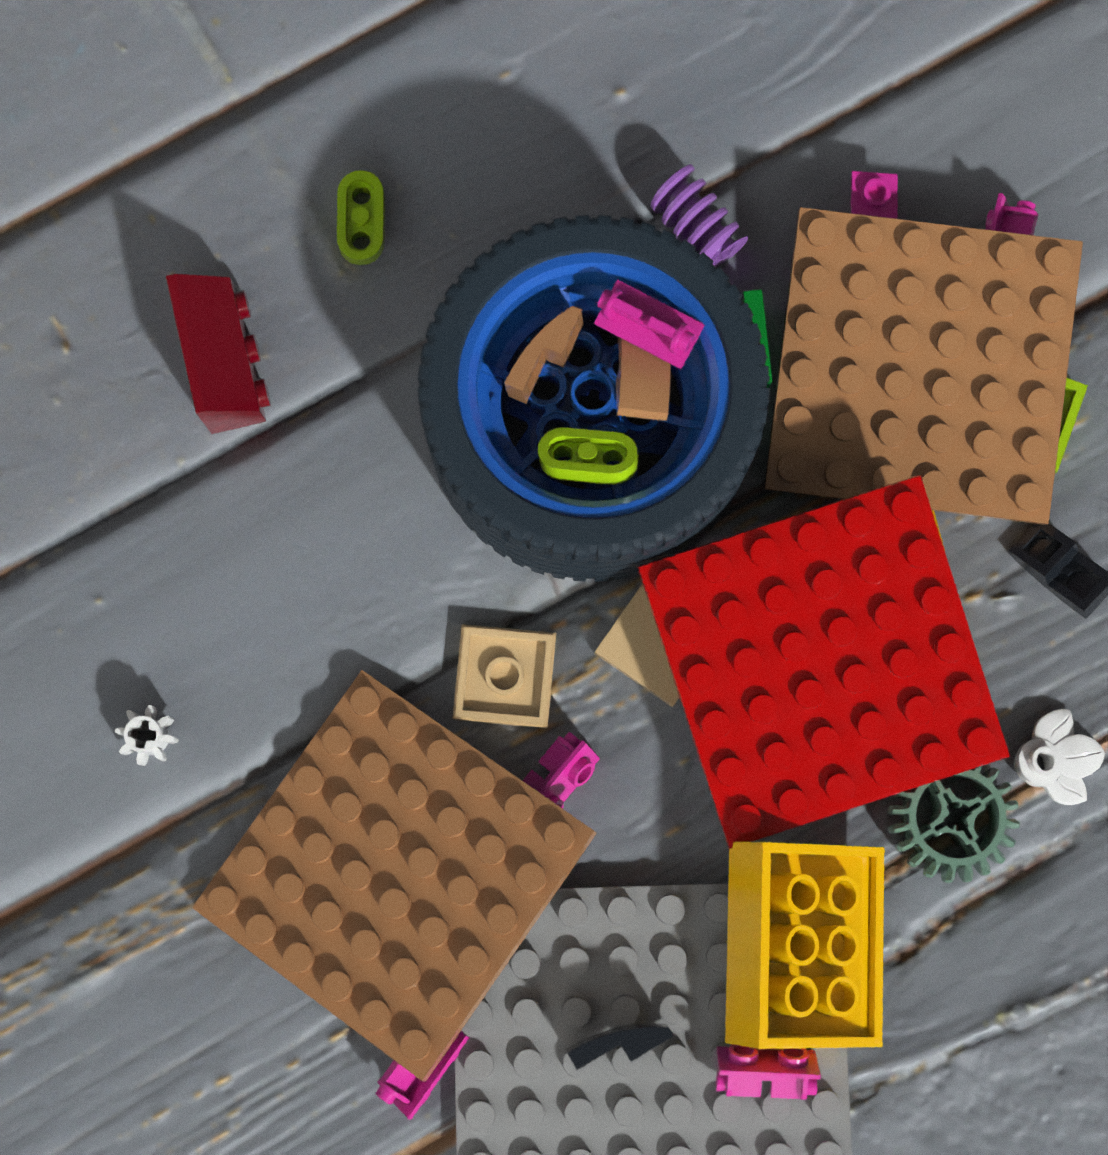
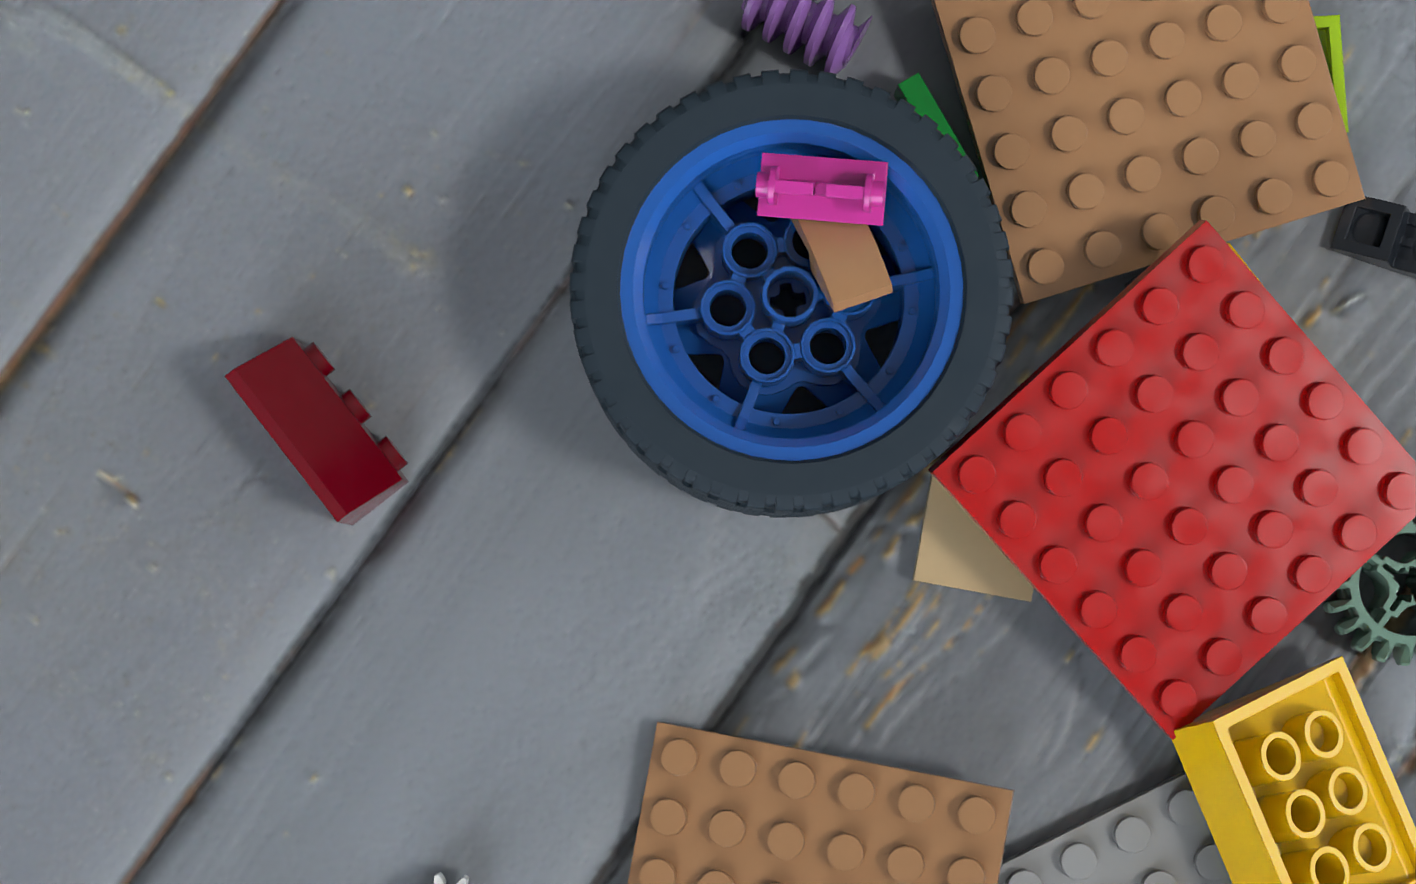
camera: 30 degrees left, 5 degrees up
(360, 219) = (407, 194): lime plate -> none
(504, 676) = (822, 654): tan tile -> none
(550, 344) = (717, 260): medium nougat slope -> none
(569, 766) = (942, 726): dark pink hinge -> none
(589, 455) = (820, 369): lime plate -> none

